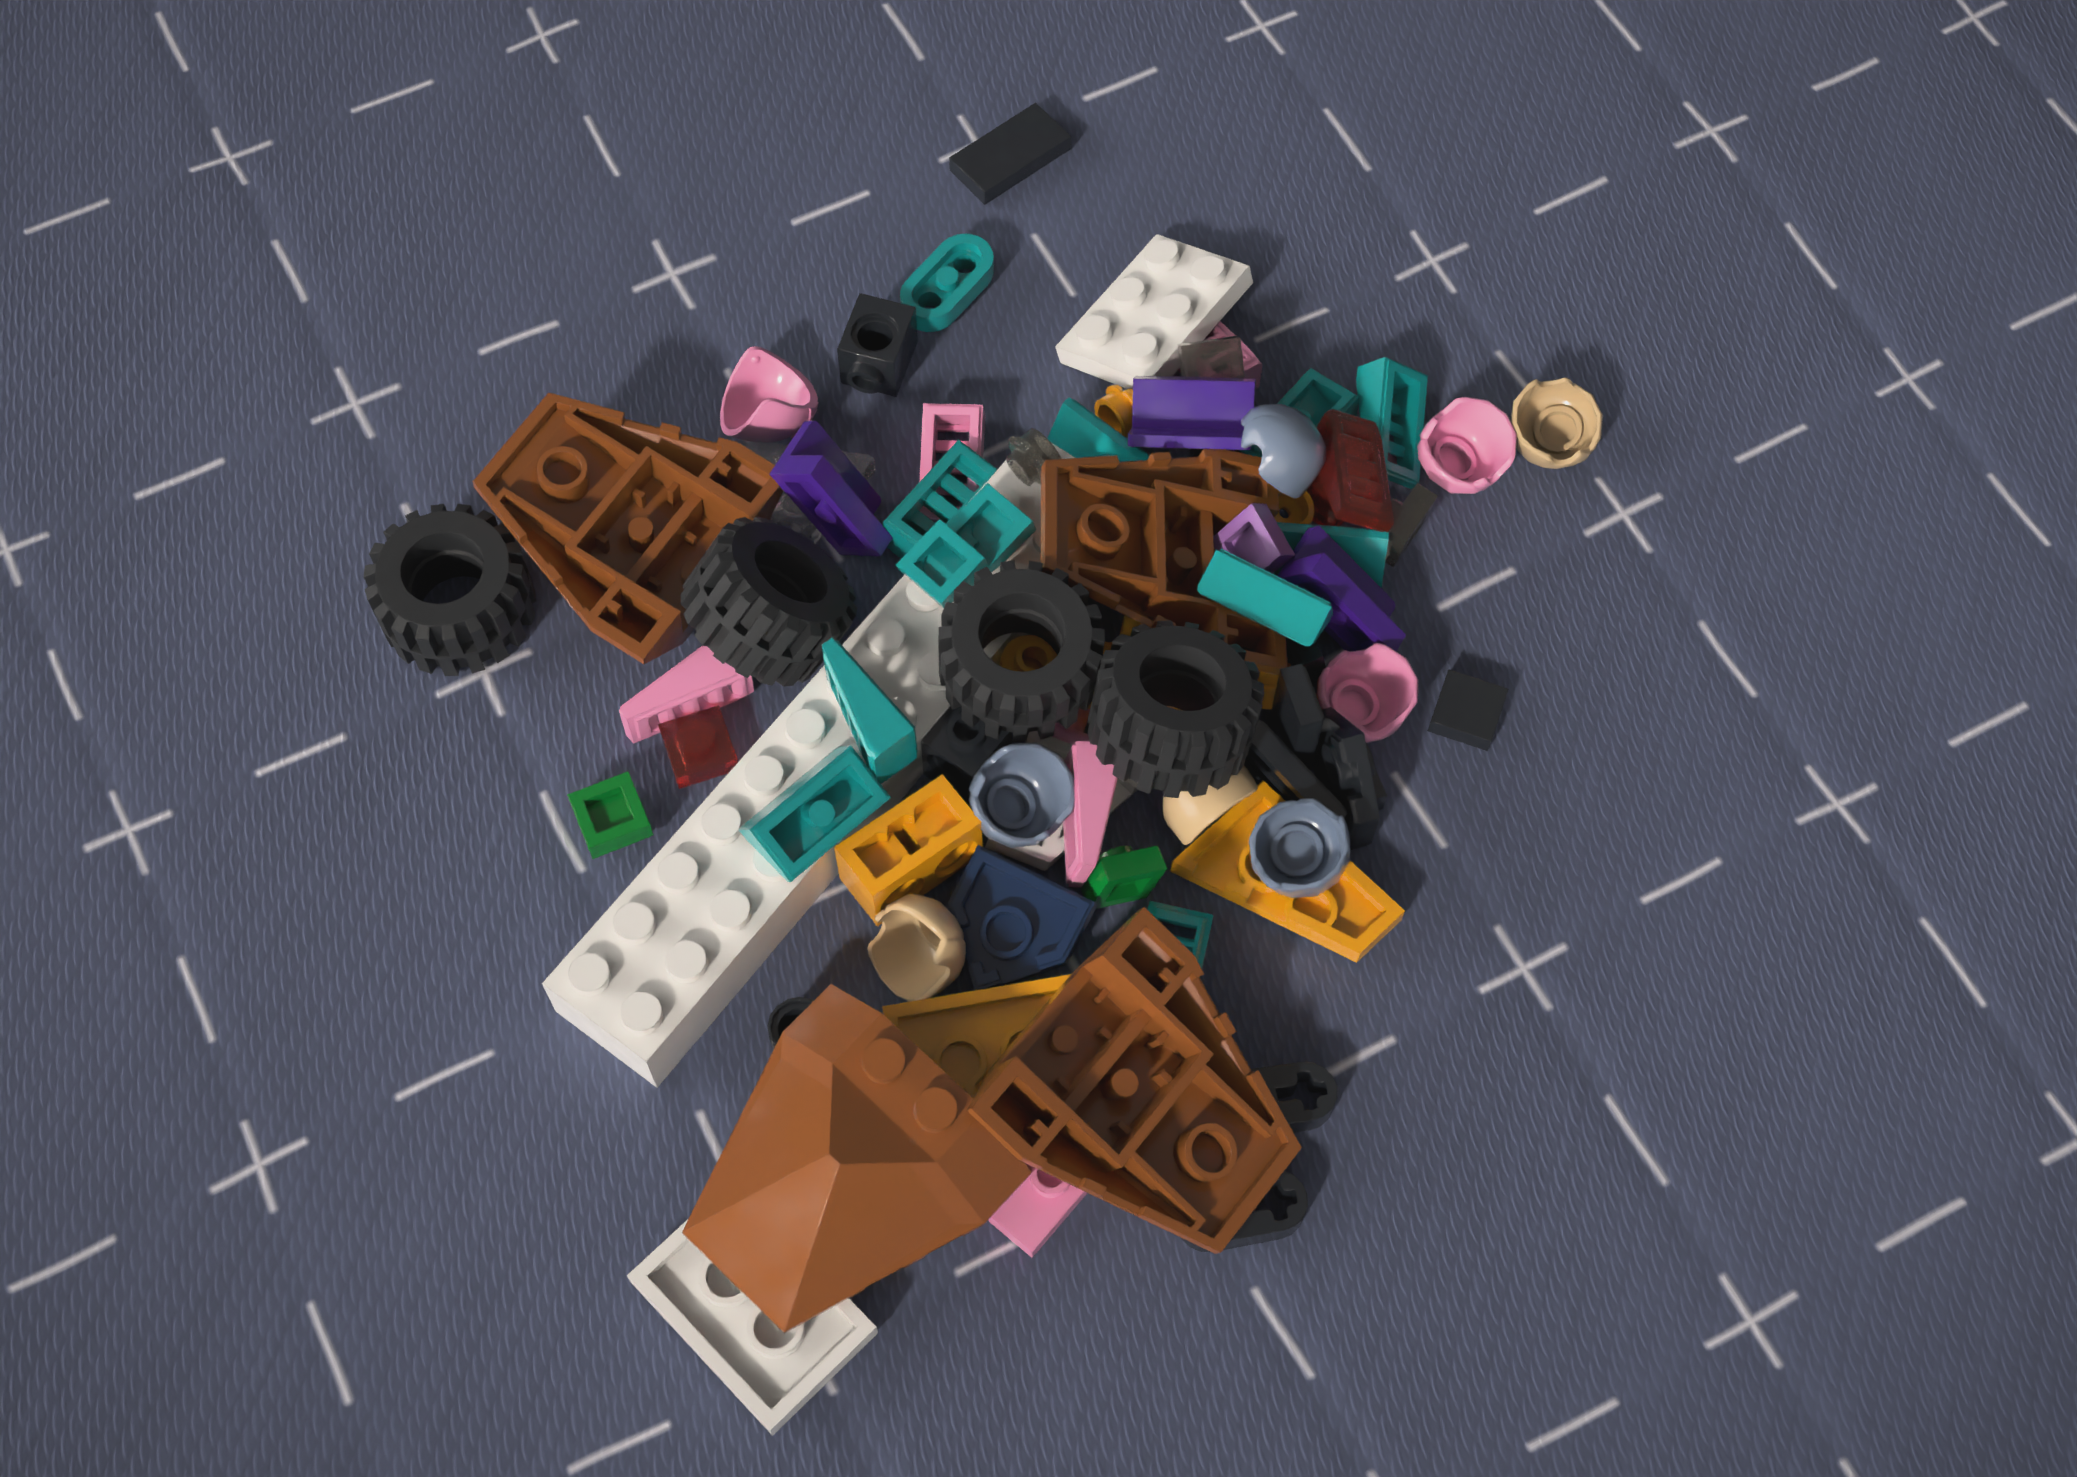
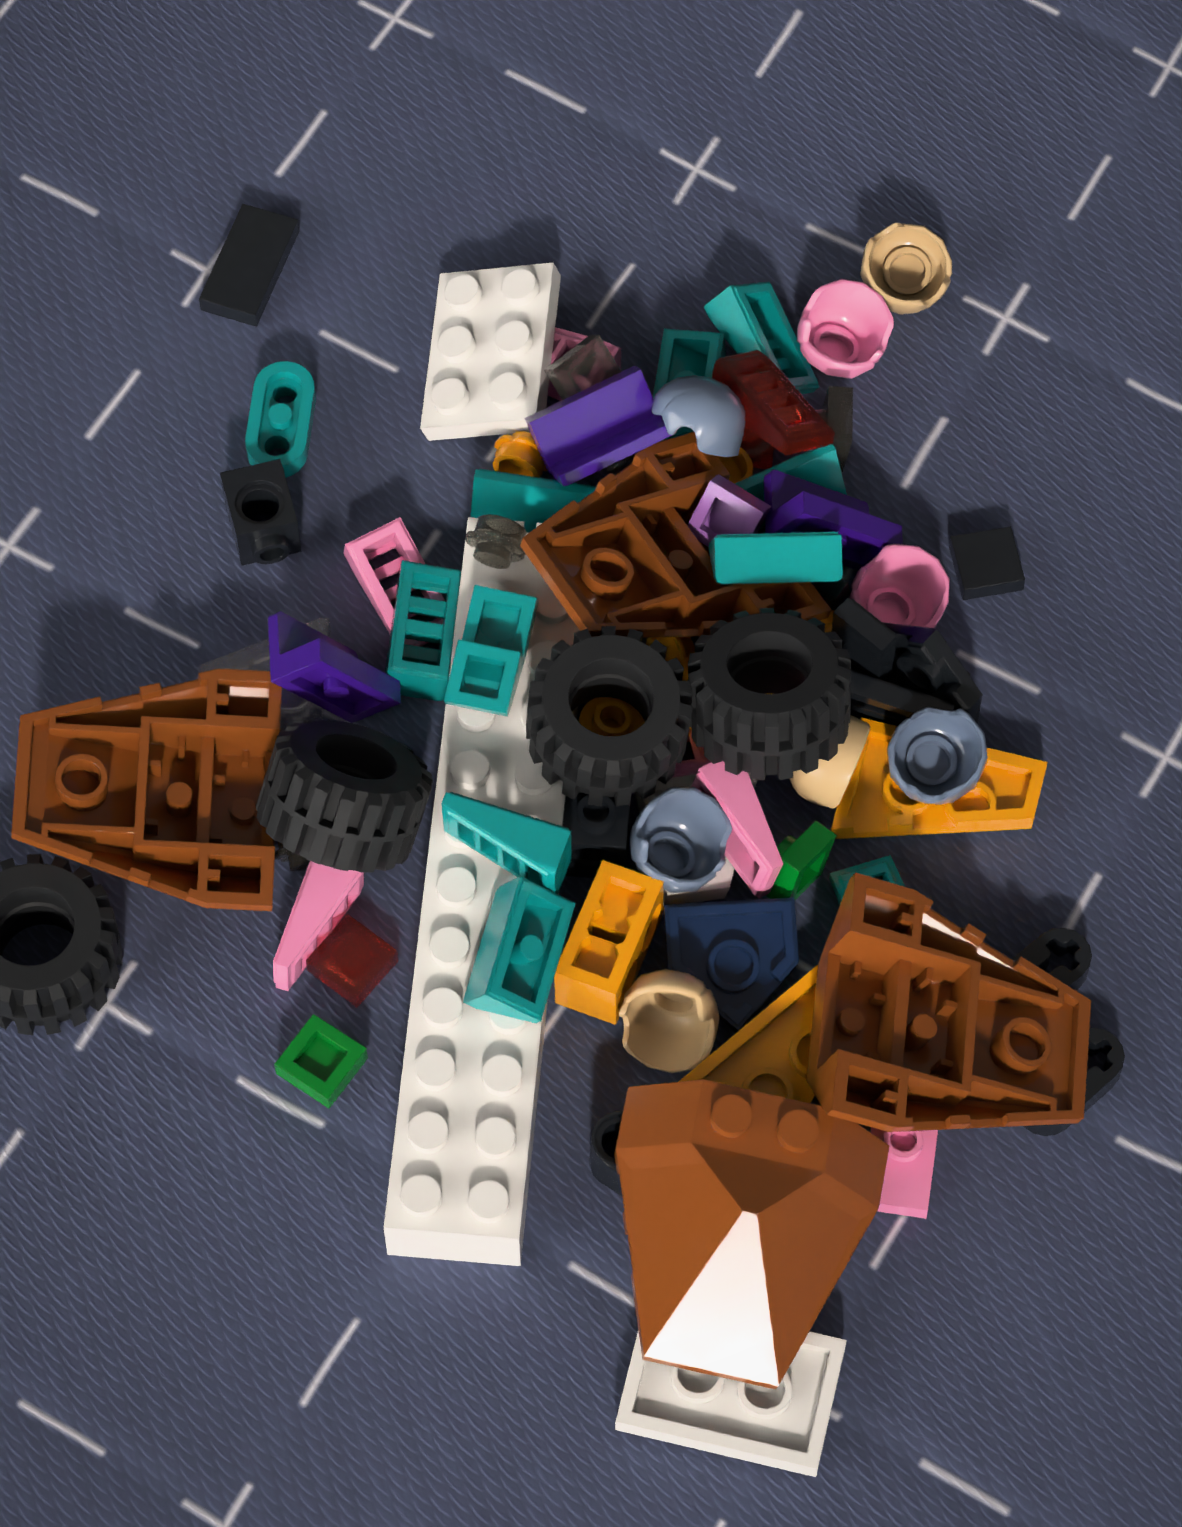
camera: 30 degrees left, 0 degrees up
(766, 398) = (194, 617): bright pink helmet -> none

